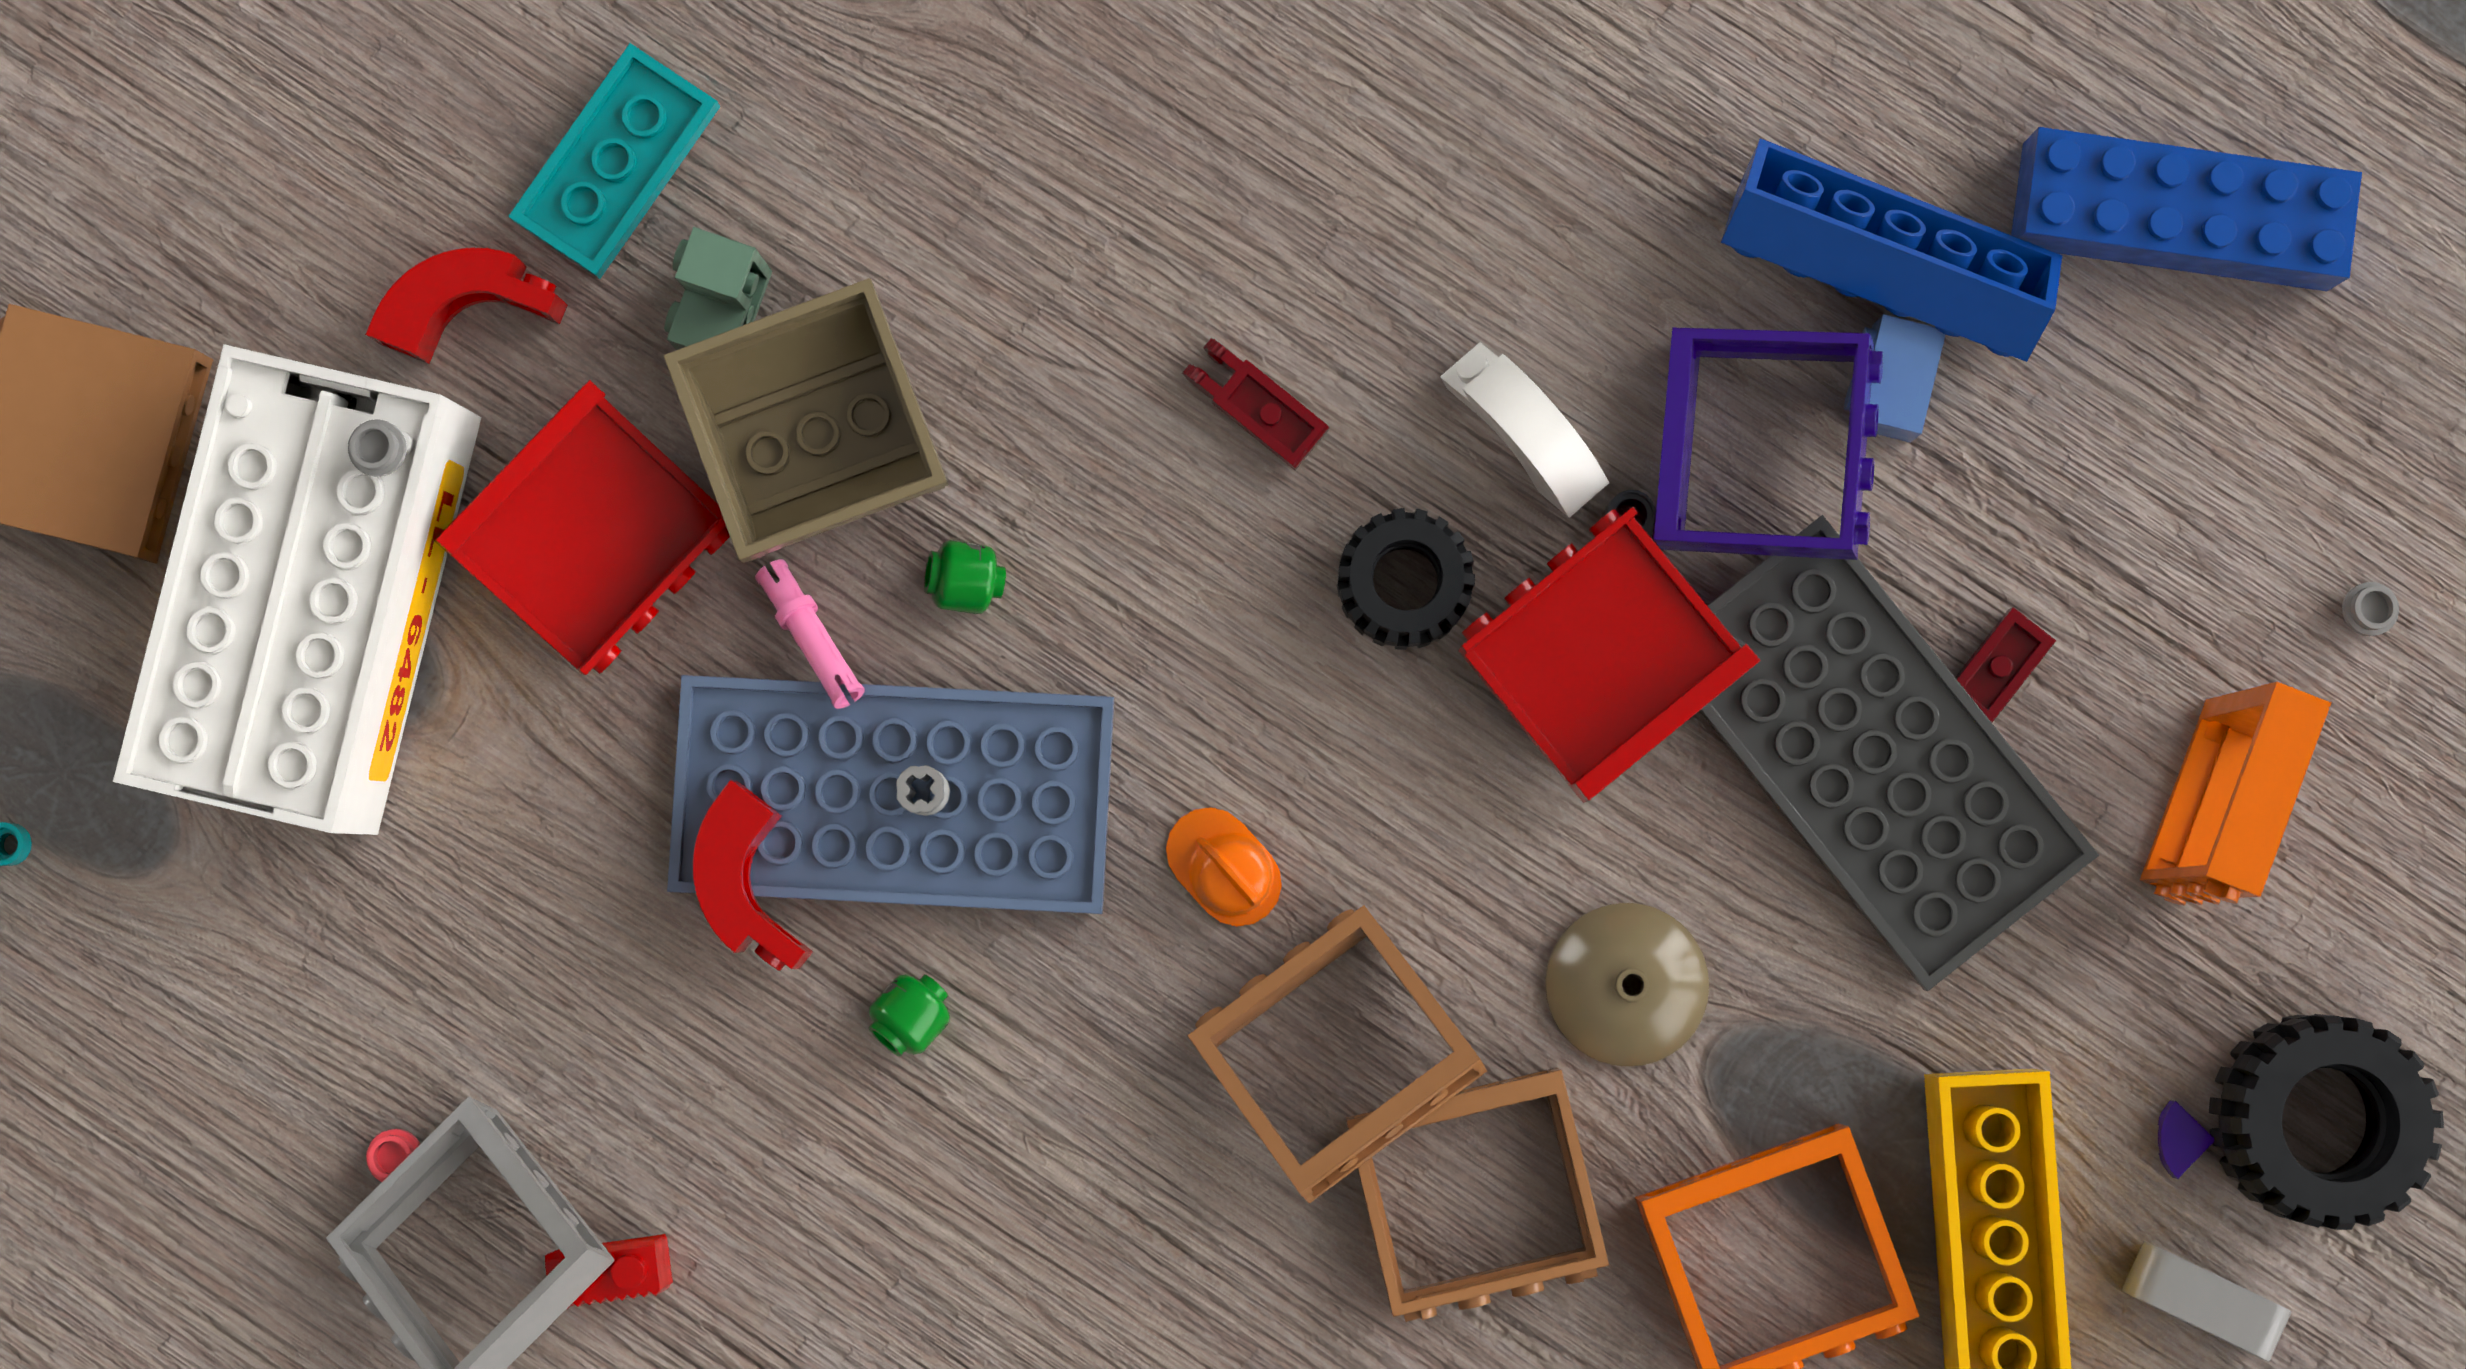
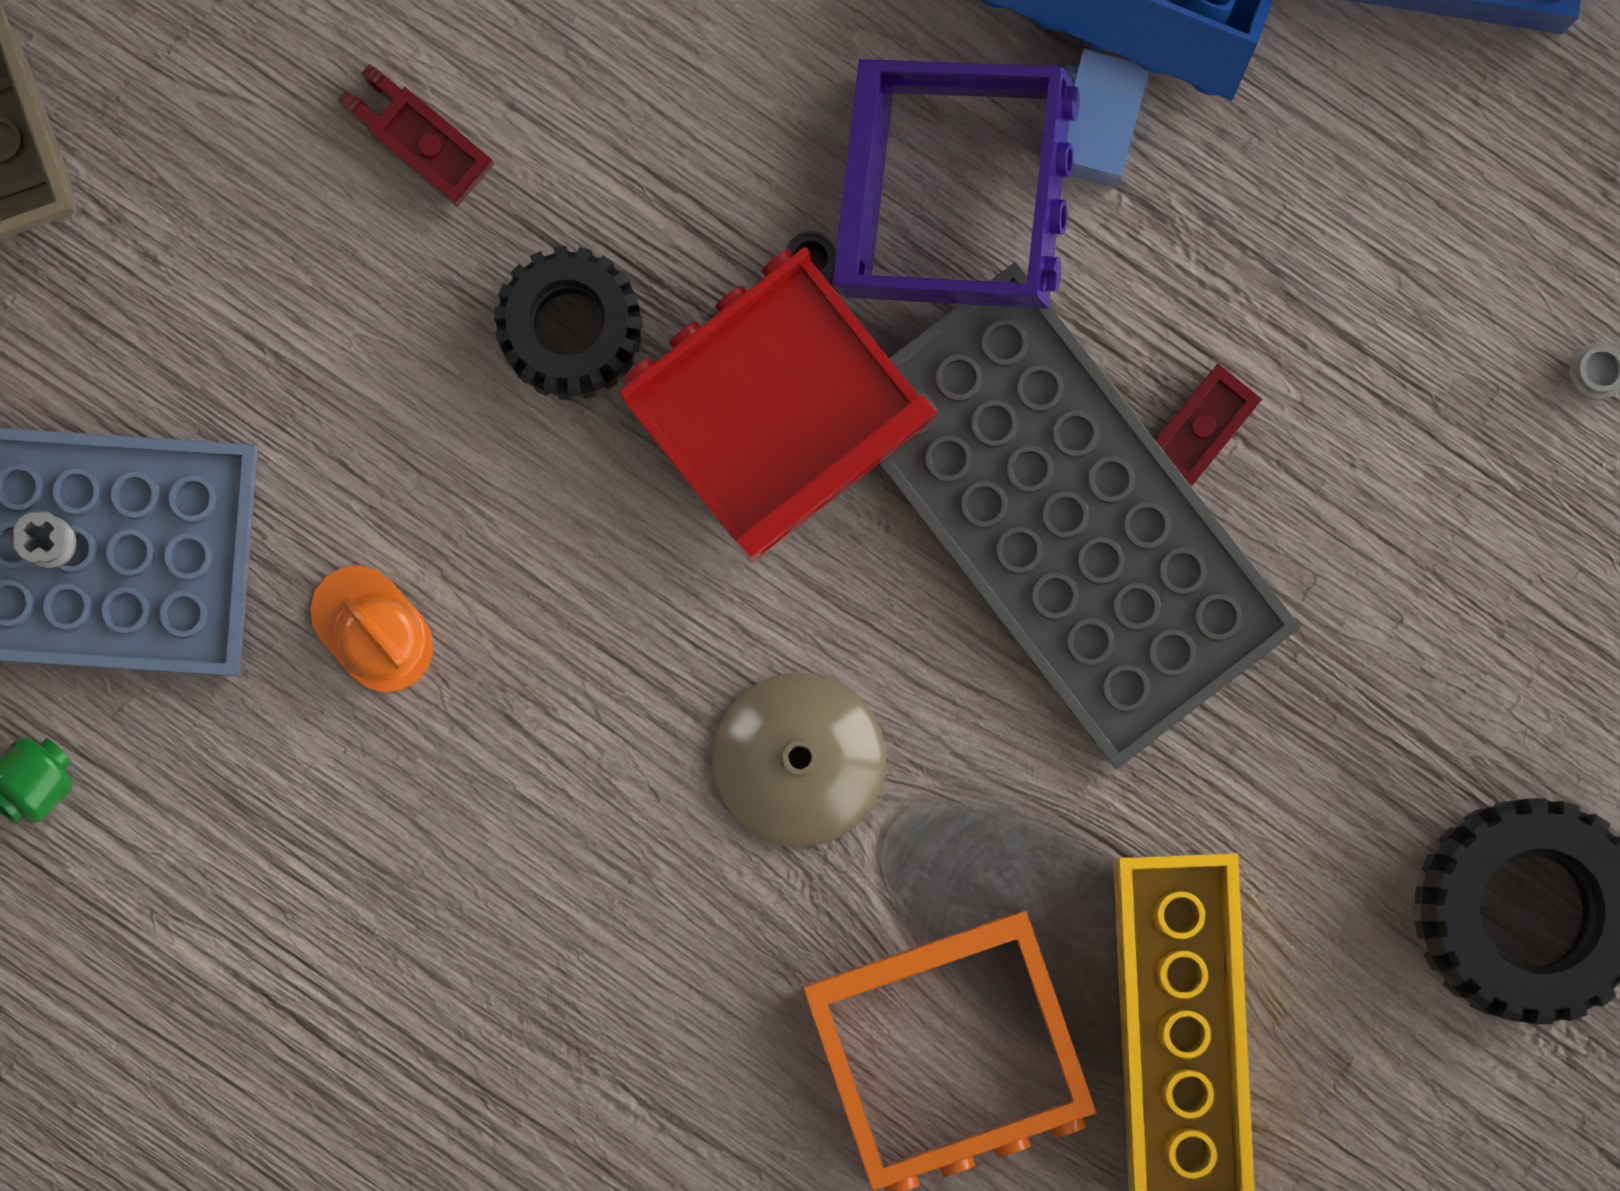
camera: 10 degrees left, 0 degrees up
(964, 577) = (97, 314): green head -> none
(1382, 1124) = (532, 895): medium nougat window -> none
(1522, 1277) = (627, 1080): medium nougat window -> none
(1529, 426) = (704, 164): white arch -> none
(2180, 1139) = (1383, 931): dark purple tile -> none
(2206, 1301) = (1405, 1102): light grey beam -> none
(2234, 795) = (1436, 560): orange window -> none

